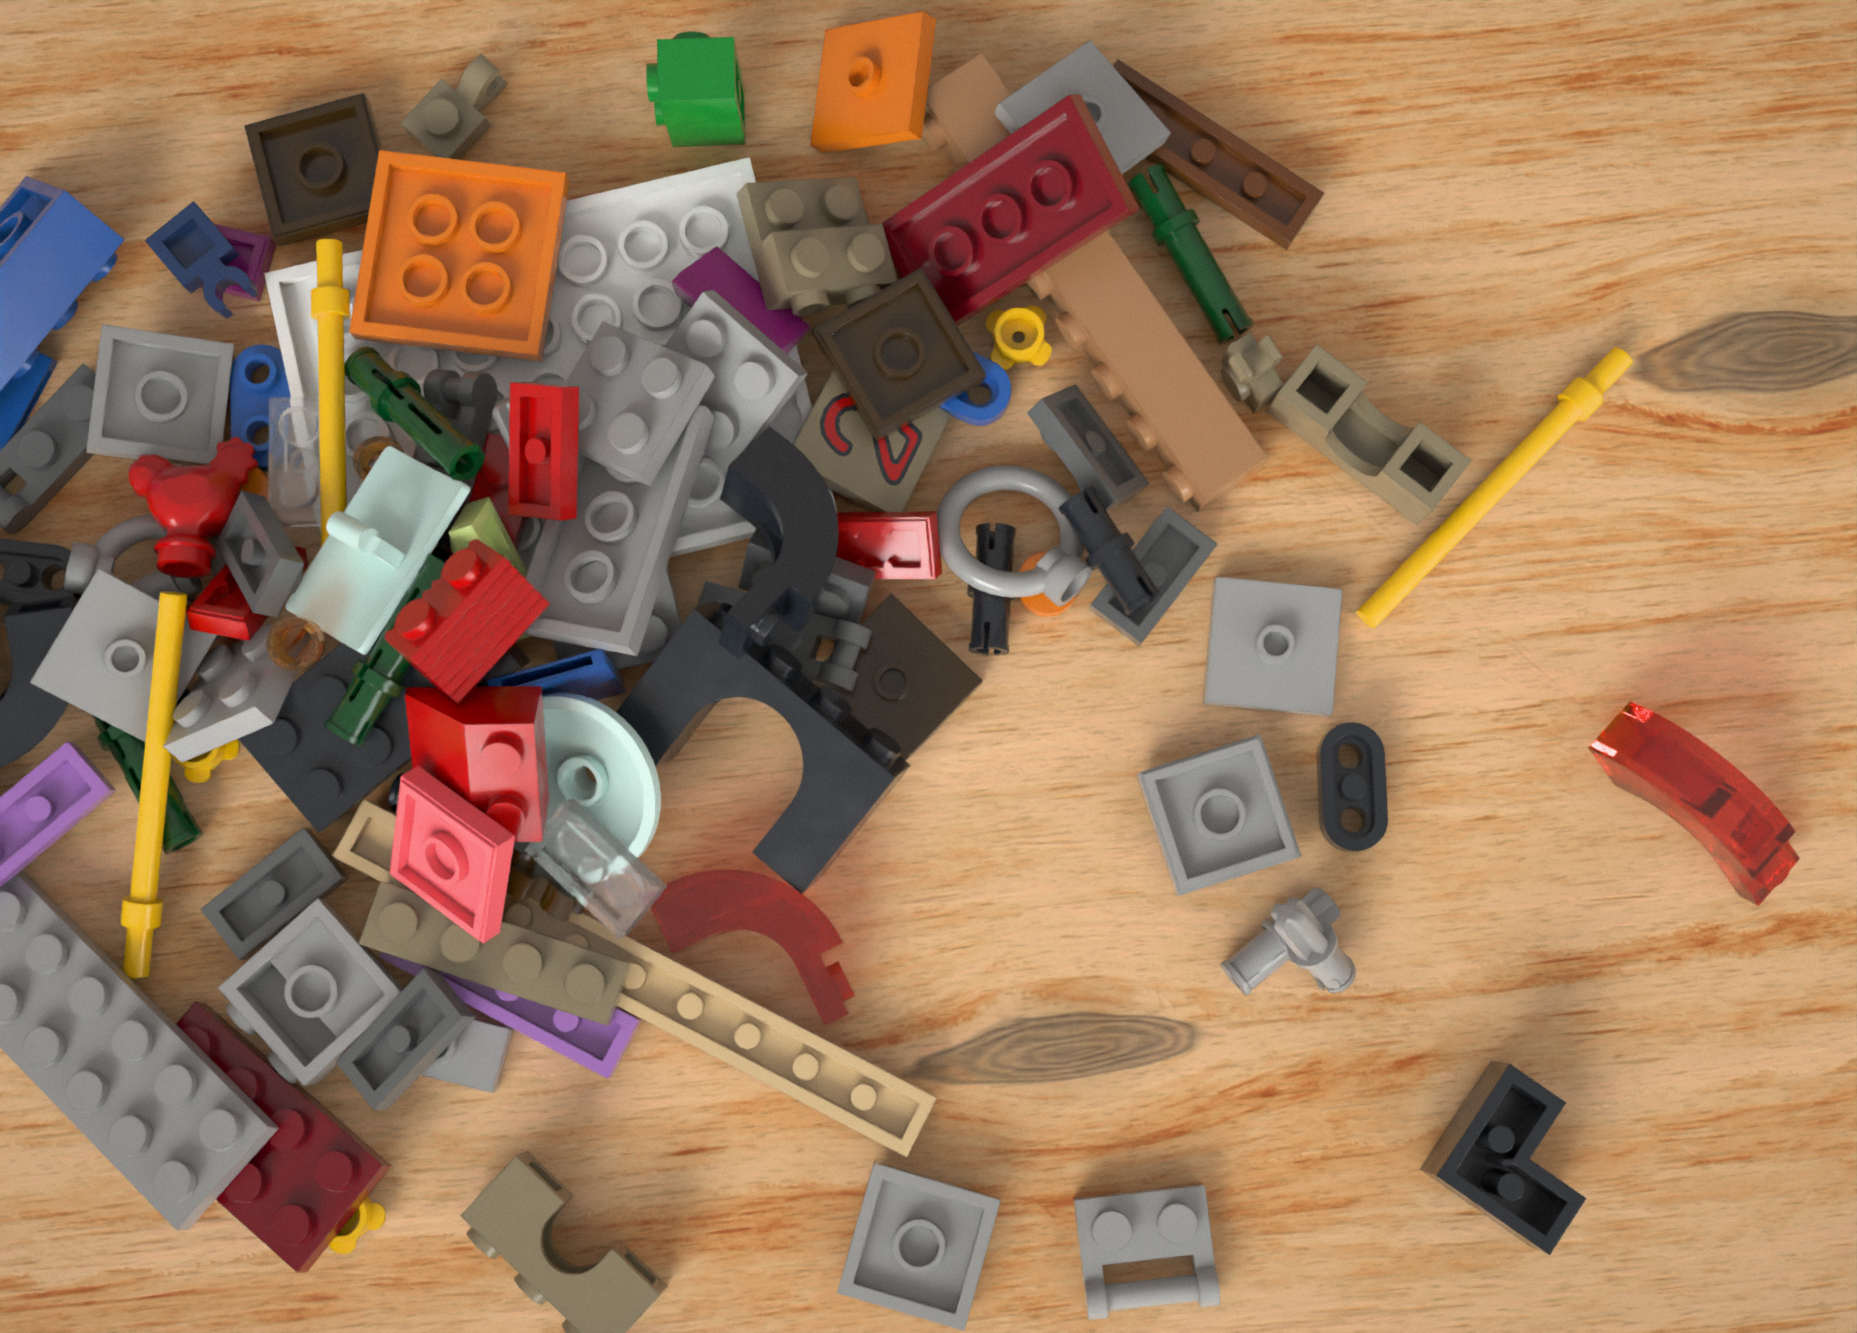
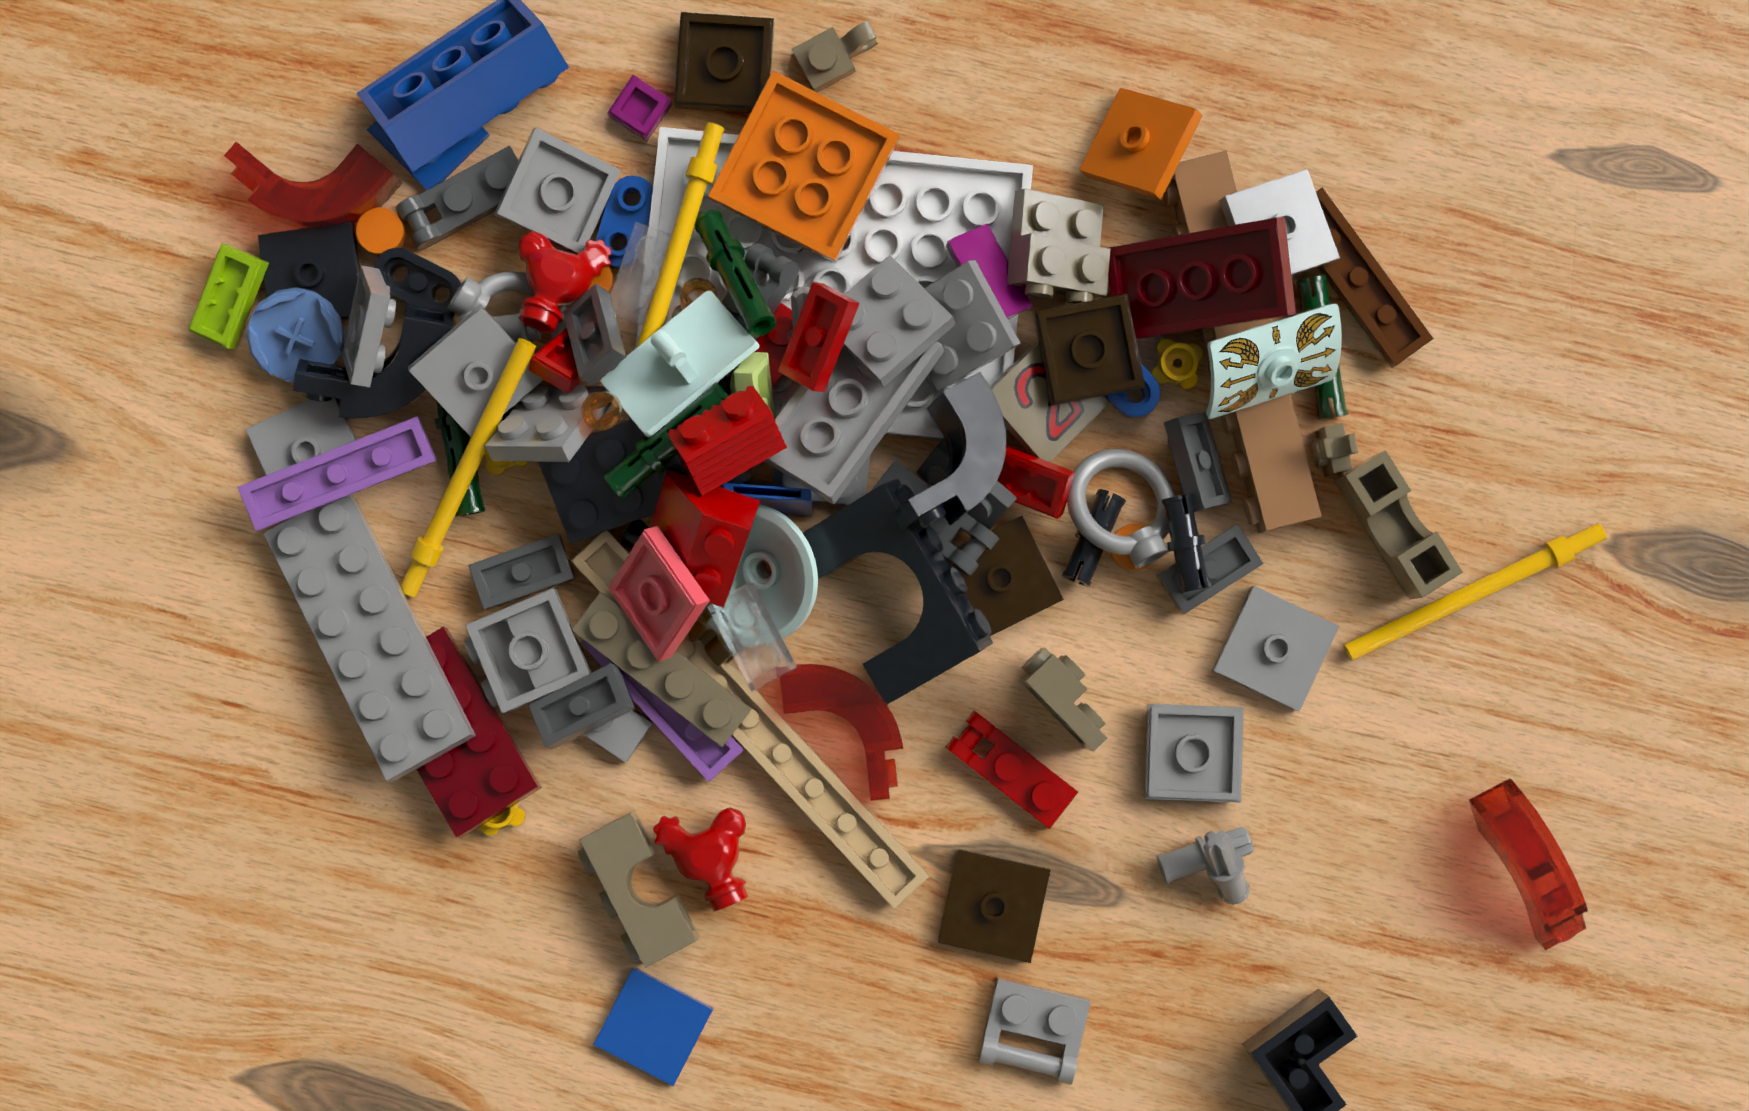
camera: 15 degrees right, 5 degrees up
(200, 255) = (618, 98): dark blue plate -> none
(639, 1174) = (708, 854): none -> red animal
(698, 90) = (1014, 105): green brick -> none
(919, 1245) = (881, 971): light grey plate -> none
(997, 922) = (1013, 771): none -> red plate
(1008, 791) = (1057, 687): none -> dark tan plate
(1035, 1106) = (994, 905): none -> dark brown plate
(1134, 279) = (1274, 360): none -> light aqua shield
(1352, 788) = (1296, 768): black plate -> none

